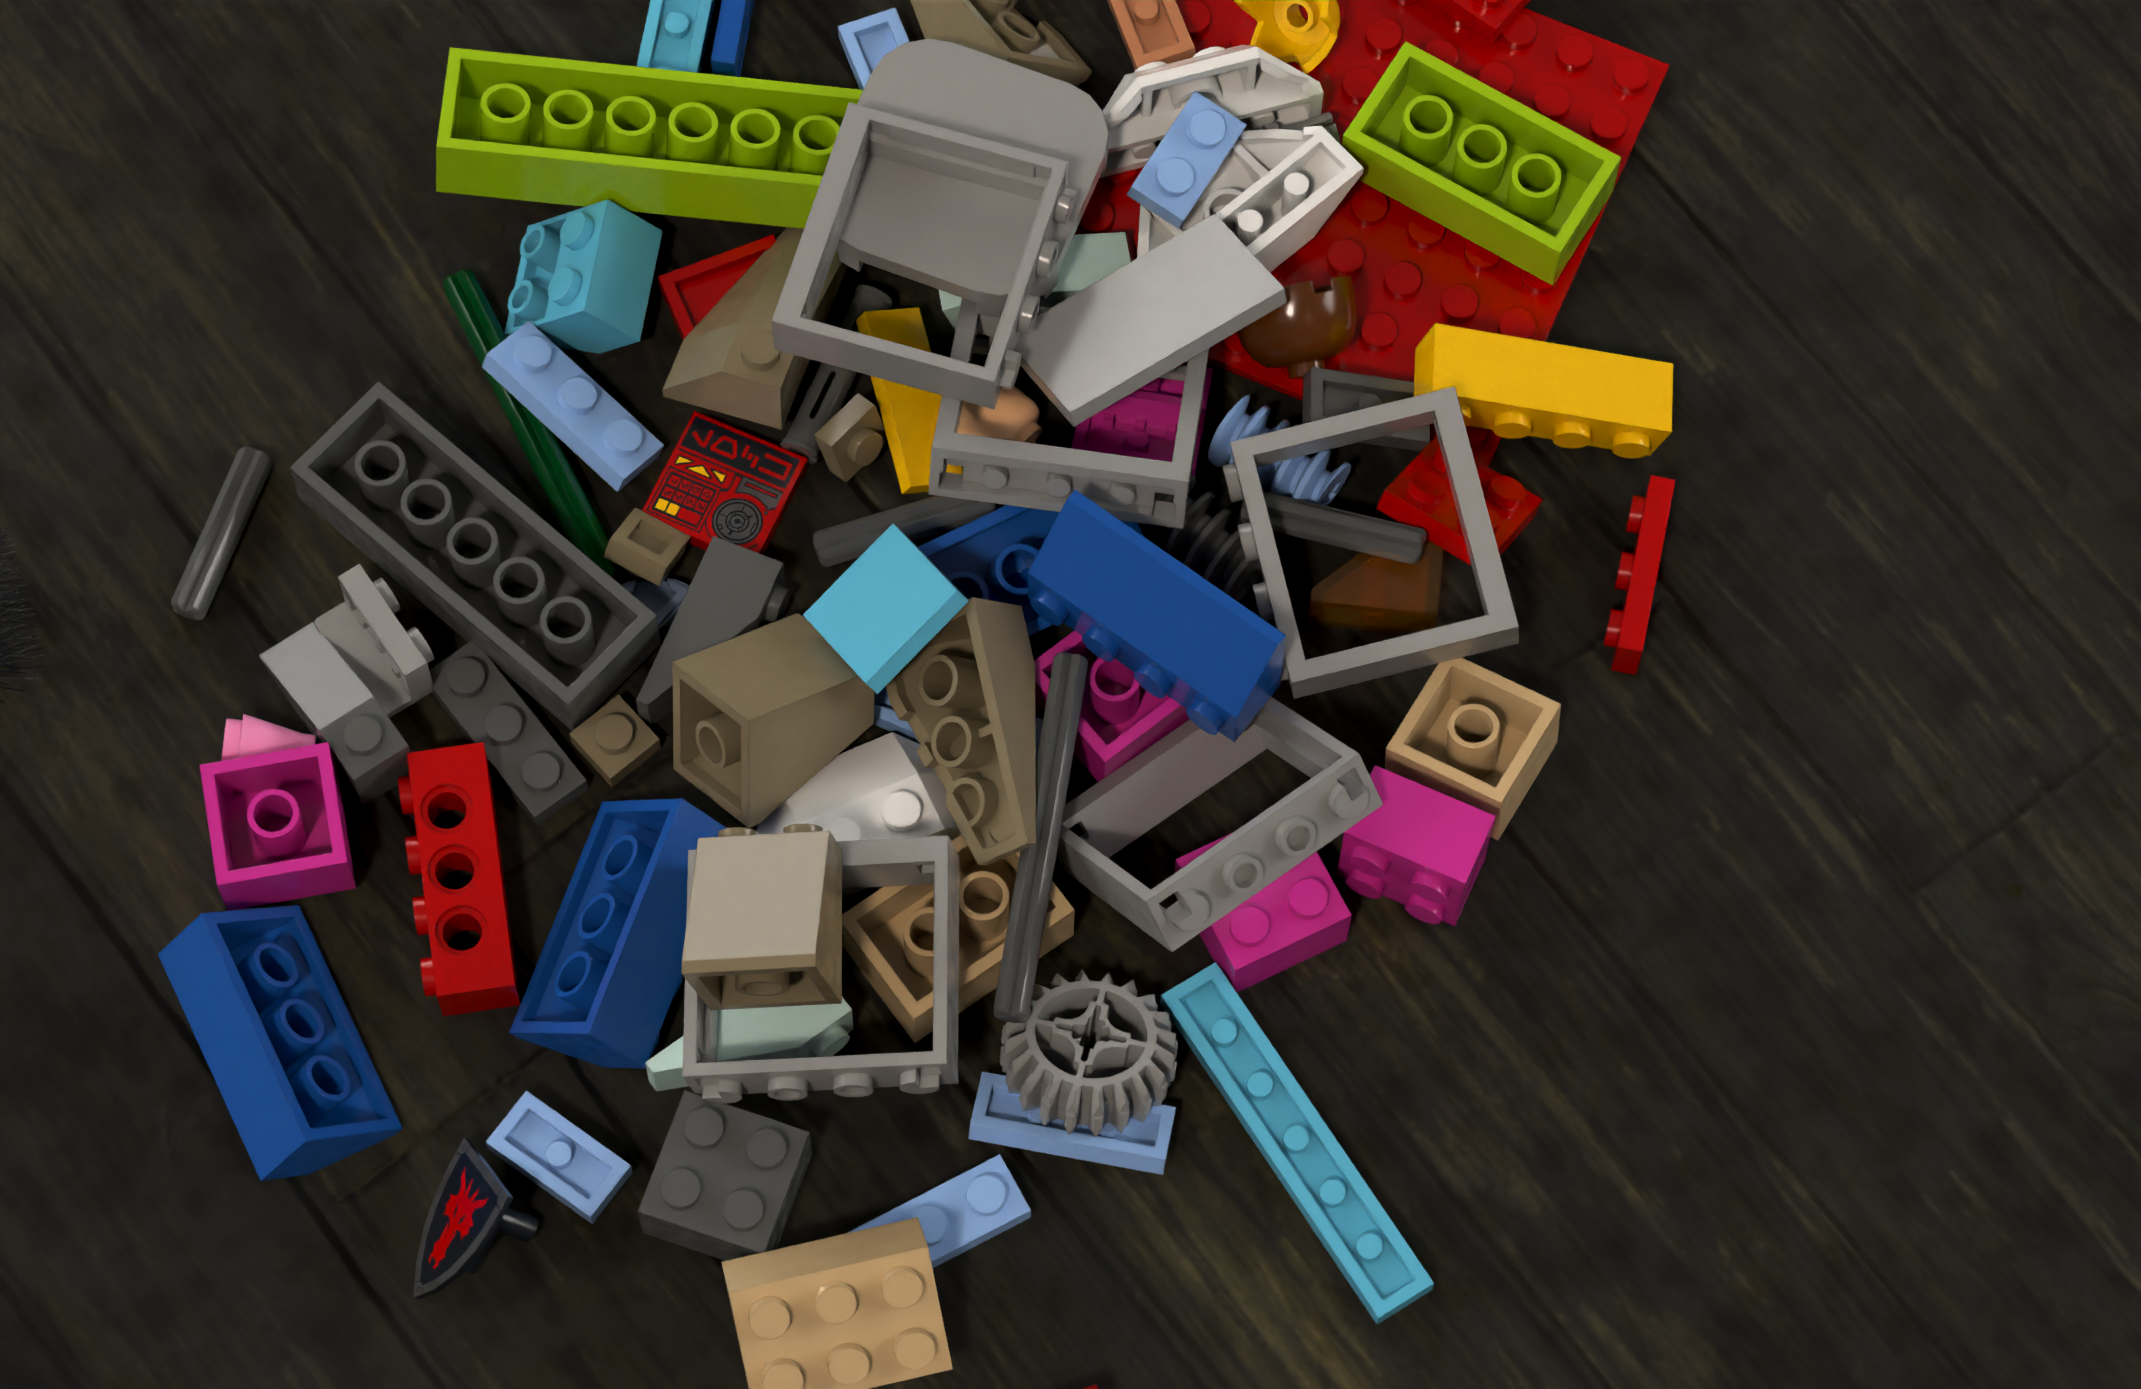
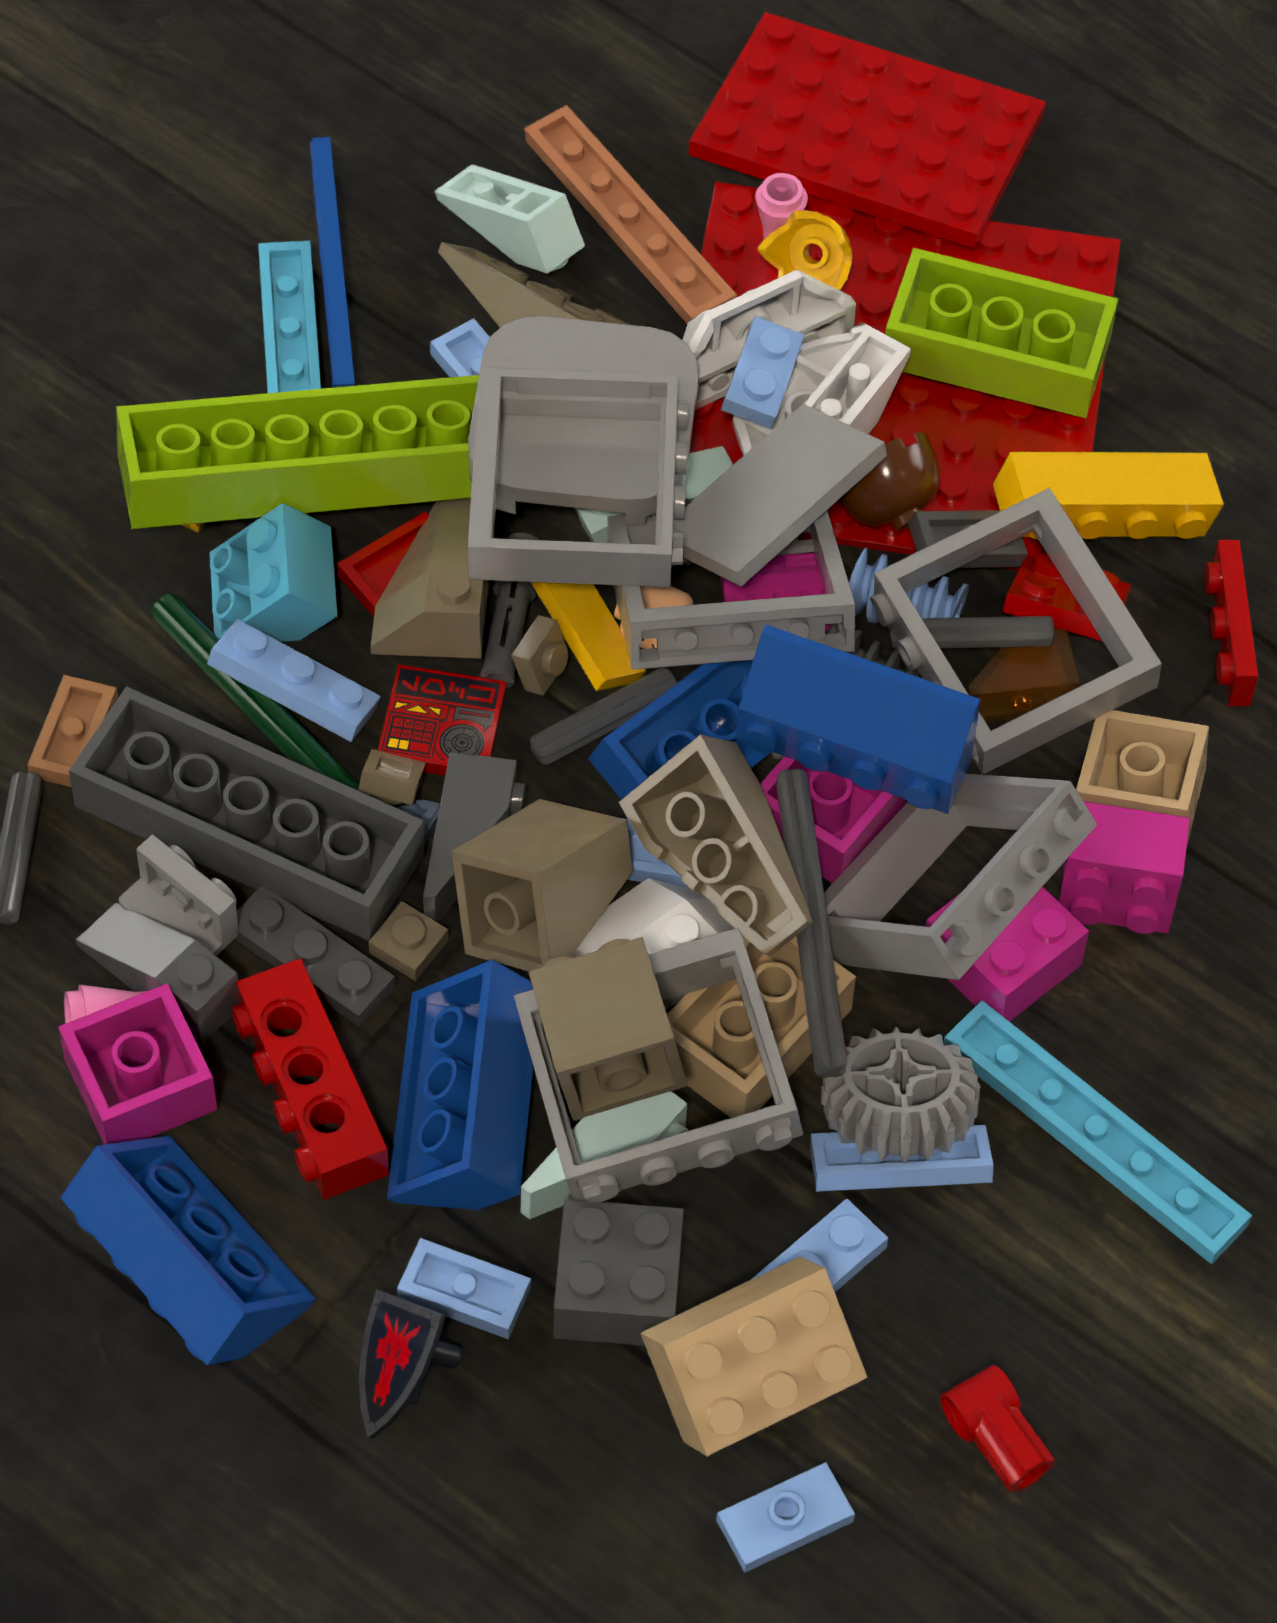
camera: 15 degrees left, 10 degrees down
(315, 404) = (69, 727): none -> medium nougat plate
(885, 608) = (624, 765): medium azure tile -> none

